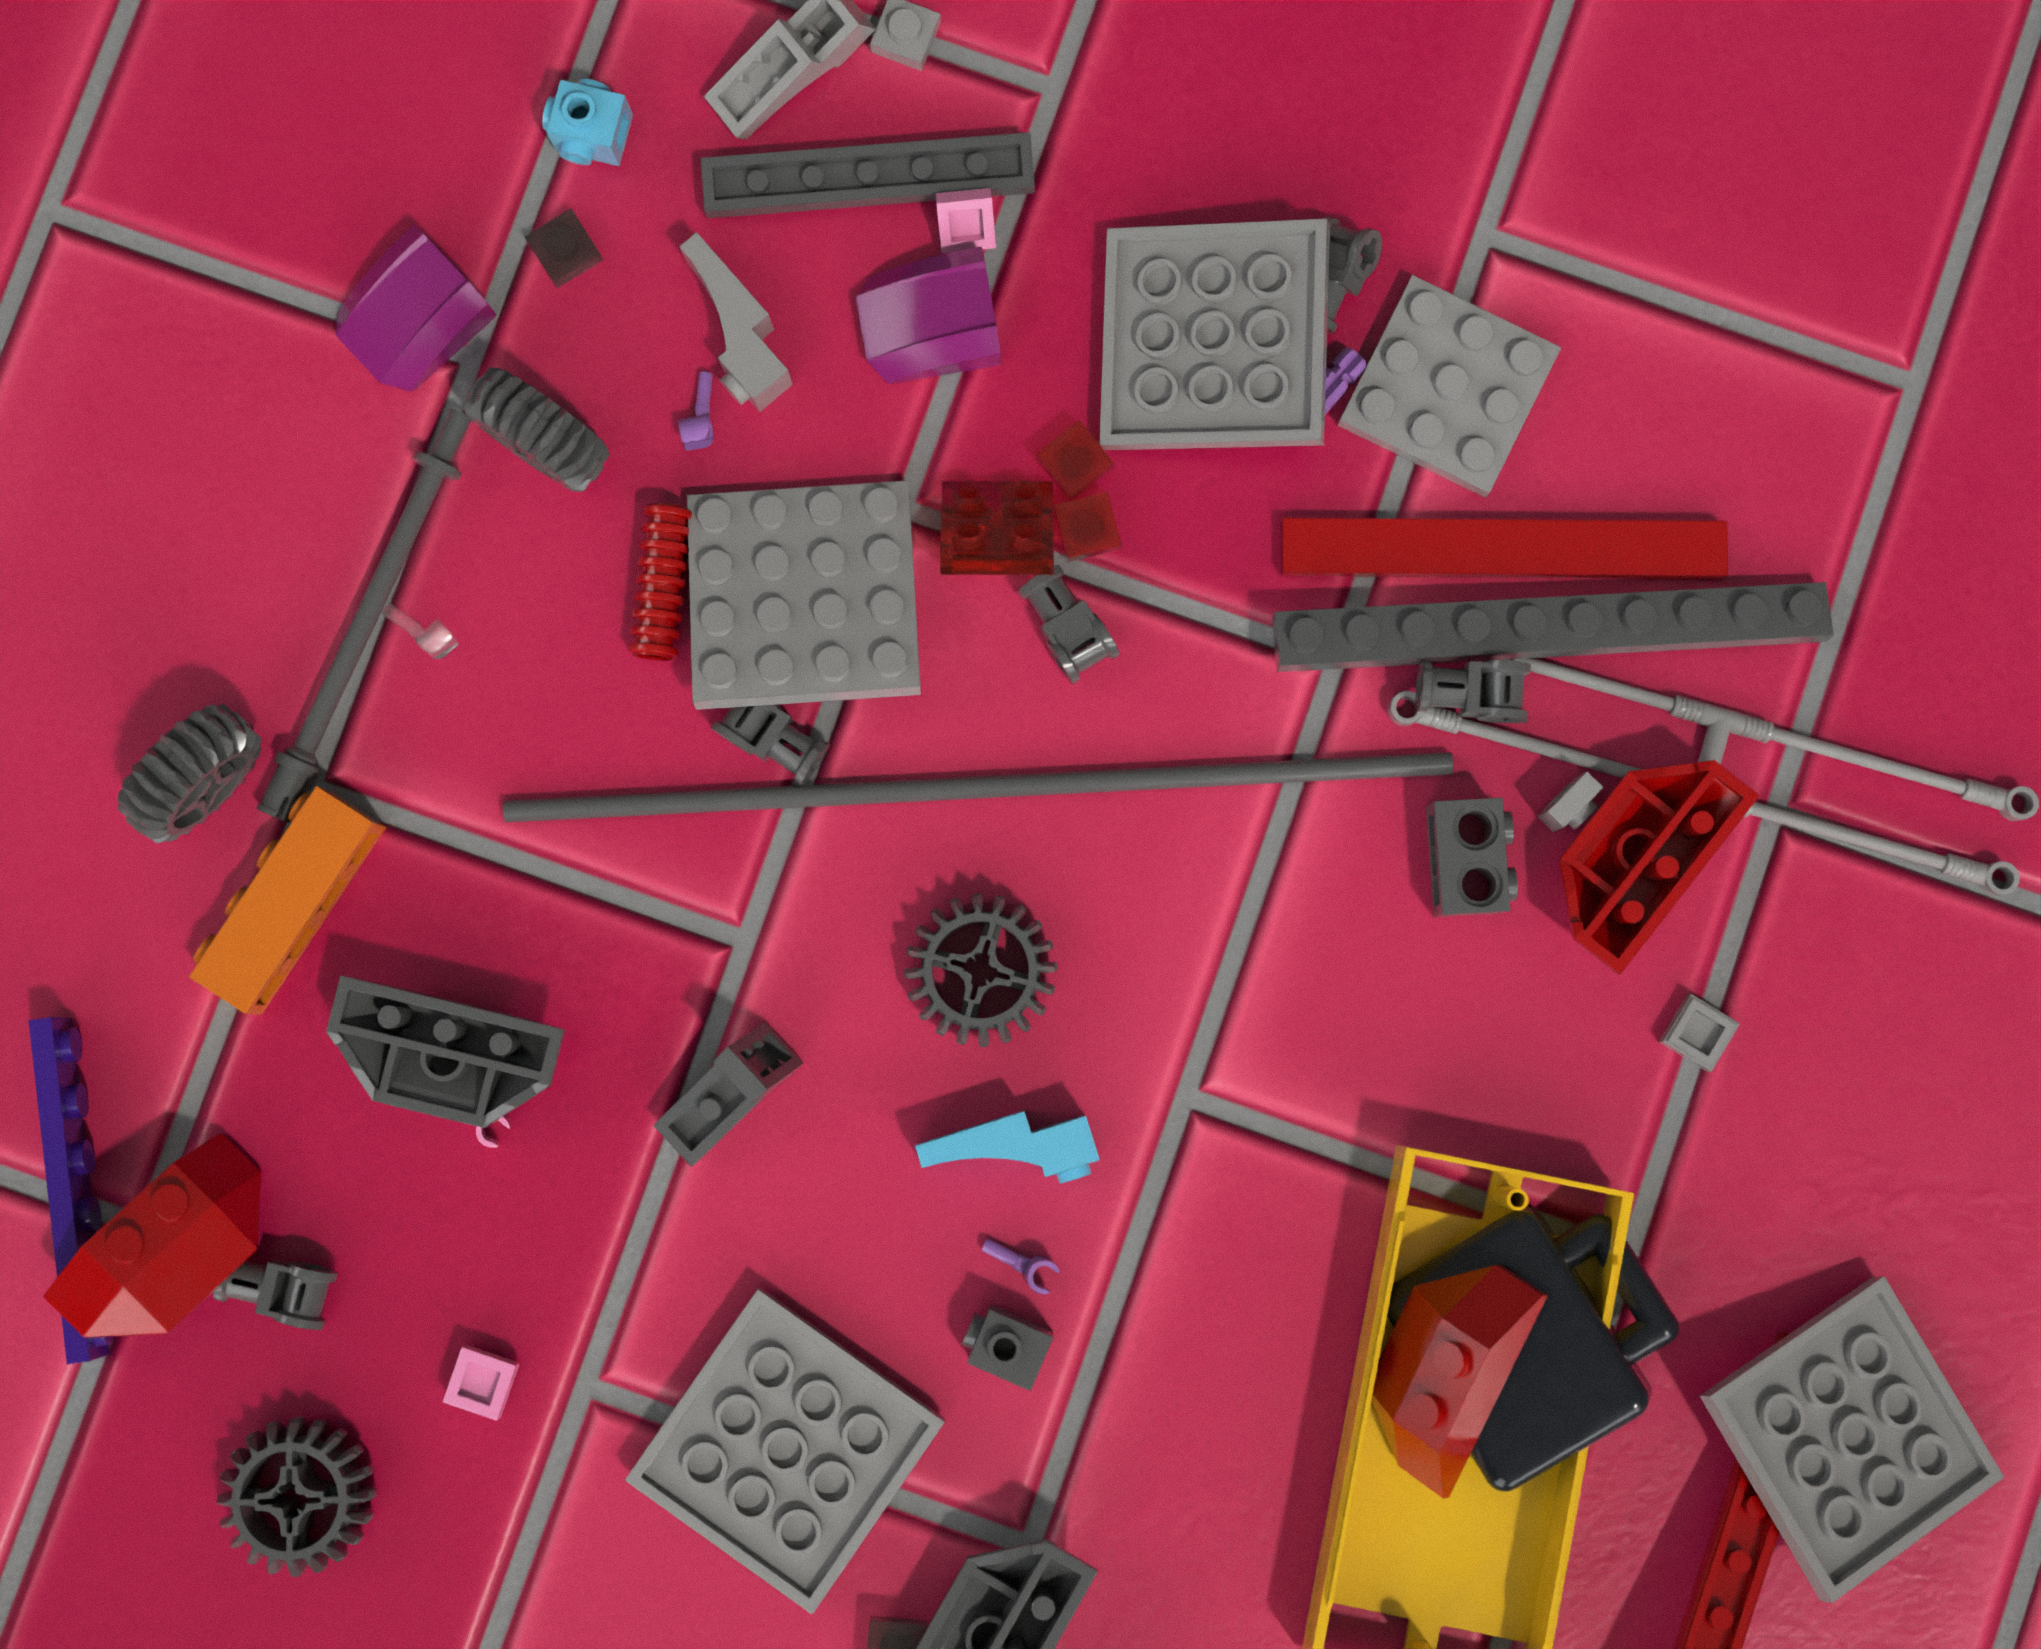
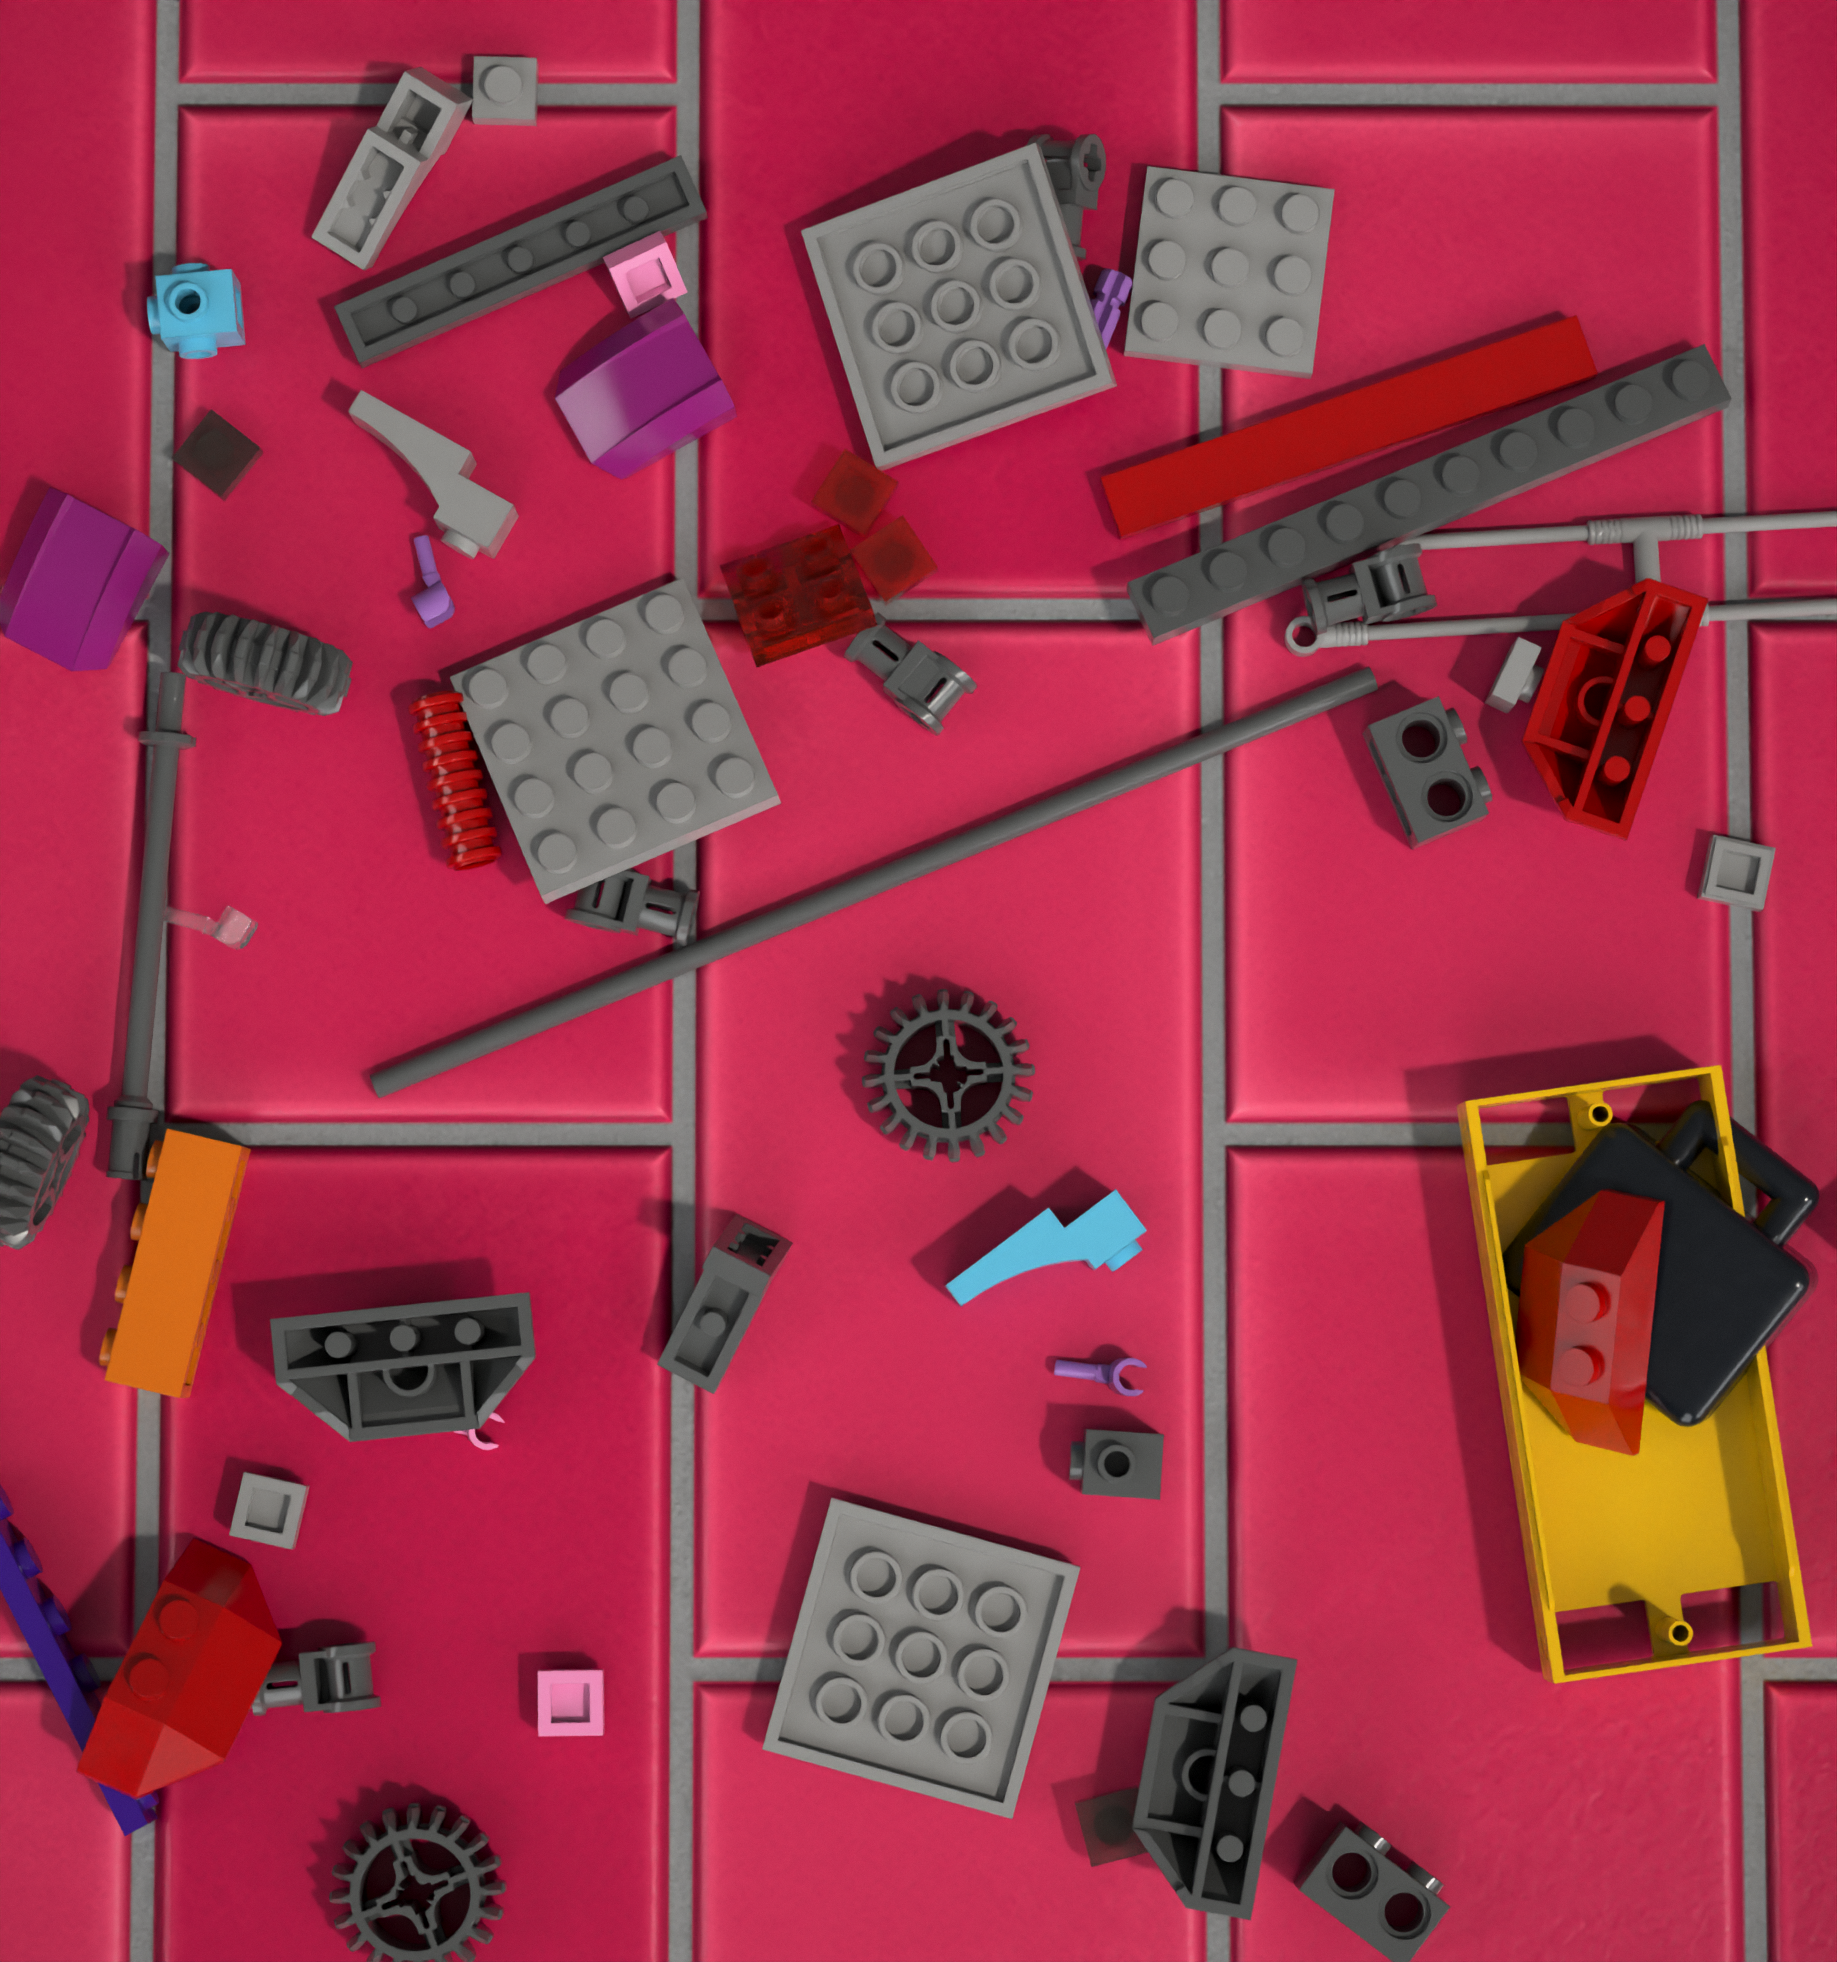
camera: 20 degrees left, 0 degrees up
(290, 1132) = (269, 1510): none -> light grey plate

